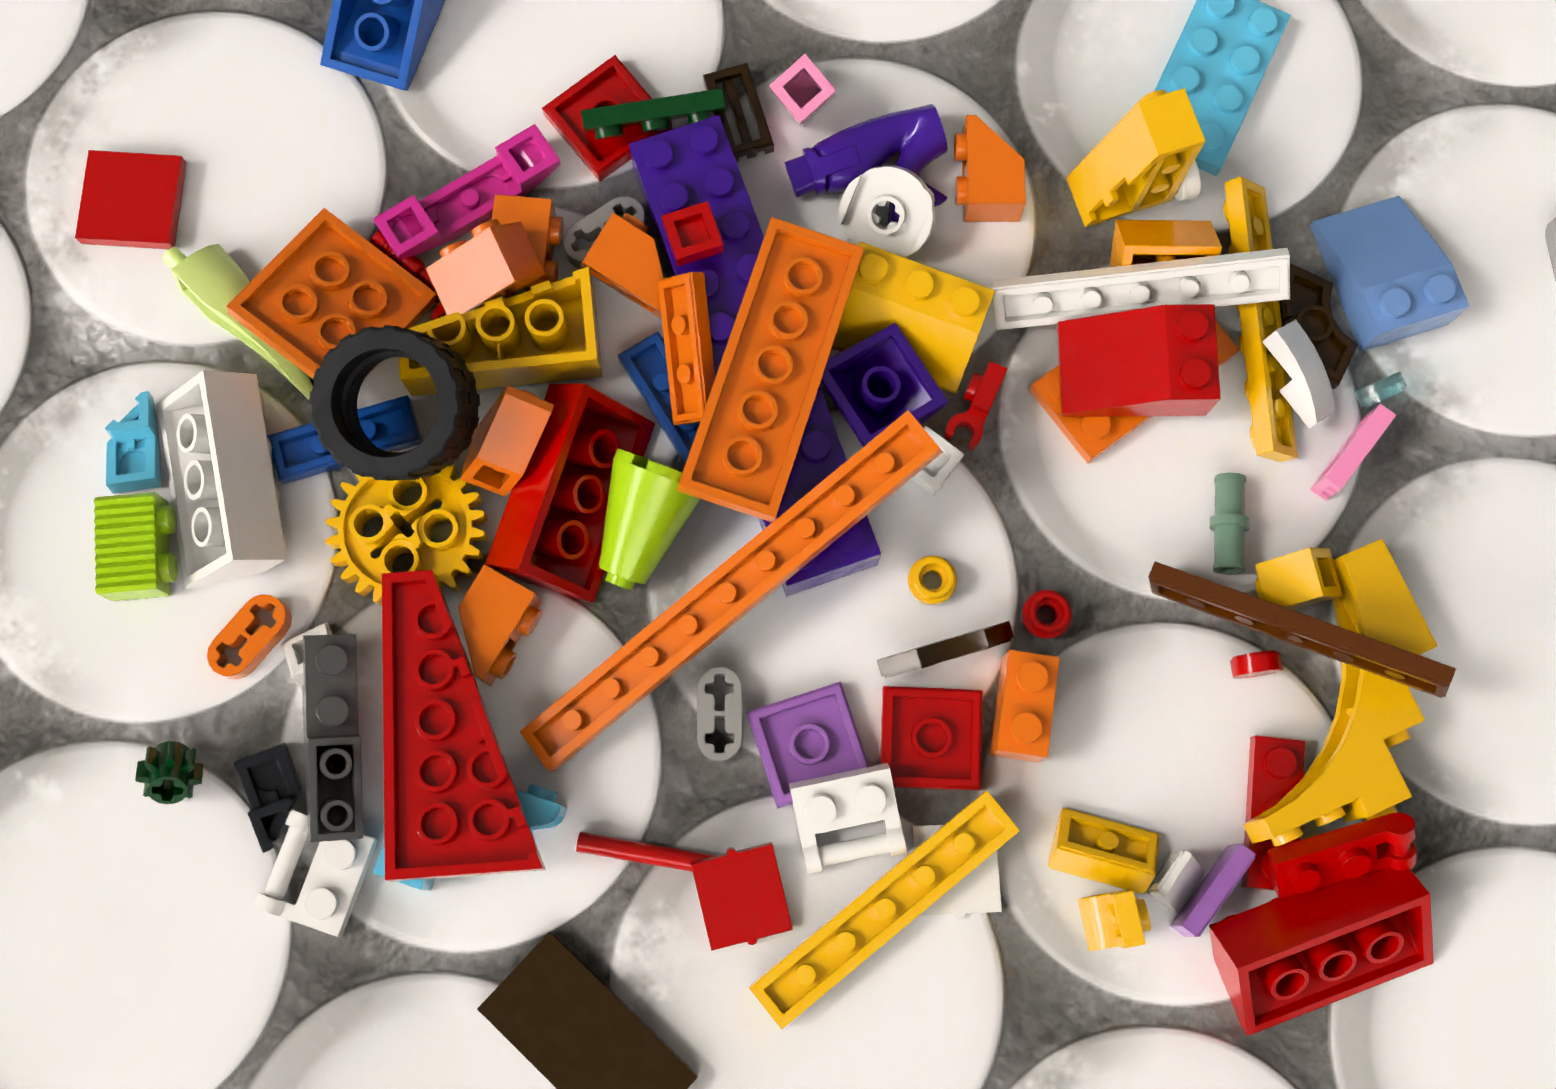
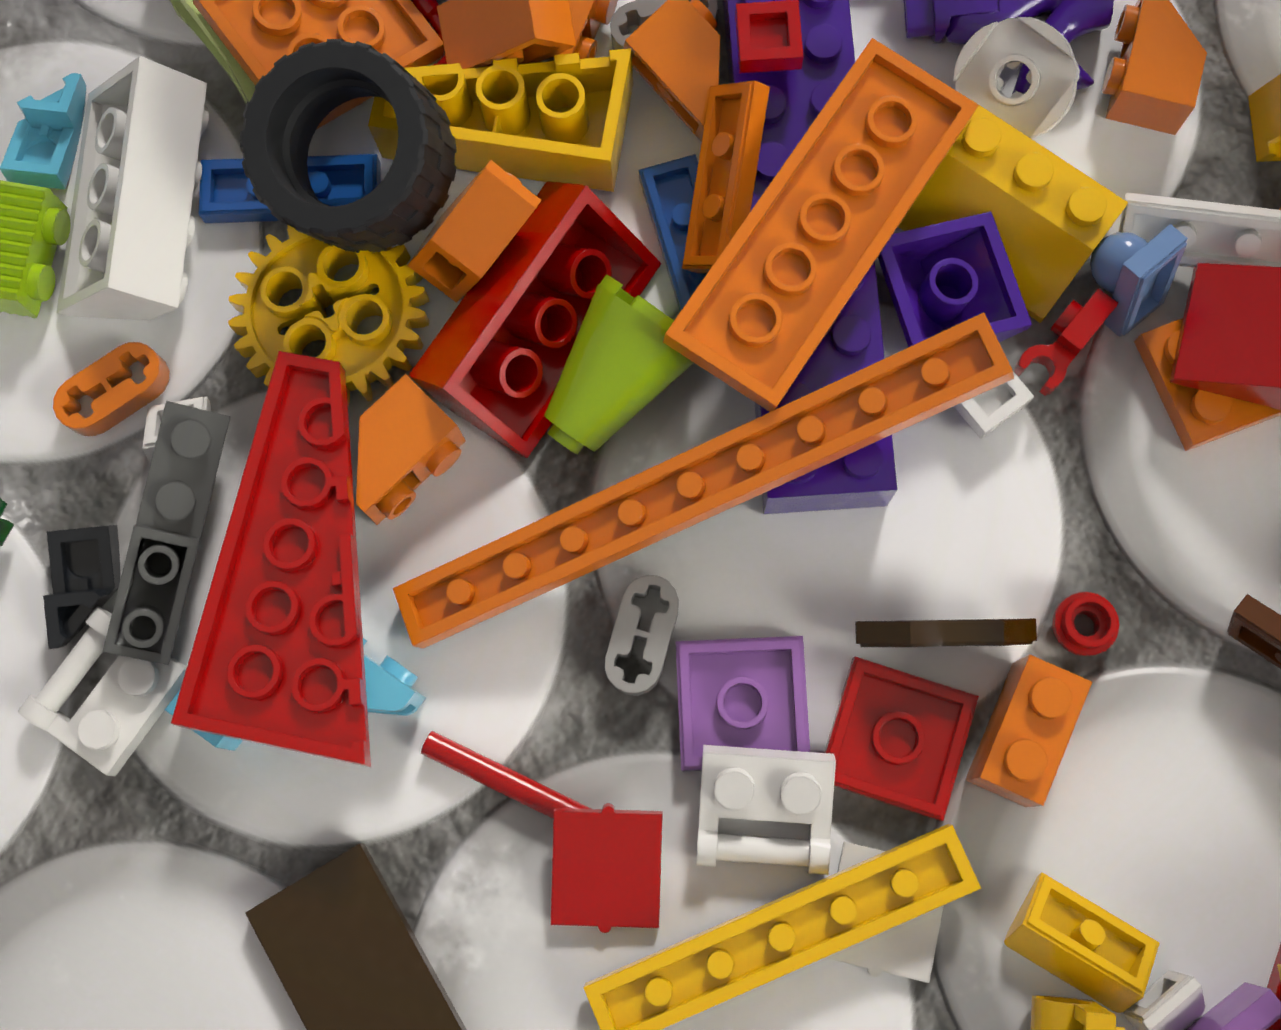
camera: 25 degrees right, 0 degrees up
(938, 566) = (959, 525): yellow plate -> none
(1014, 342) = (1136, 273): none -> medium blue tile

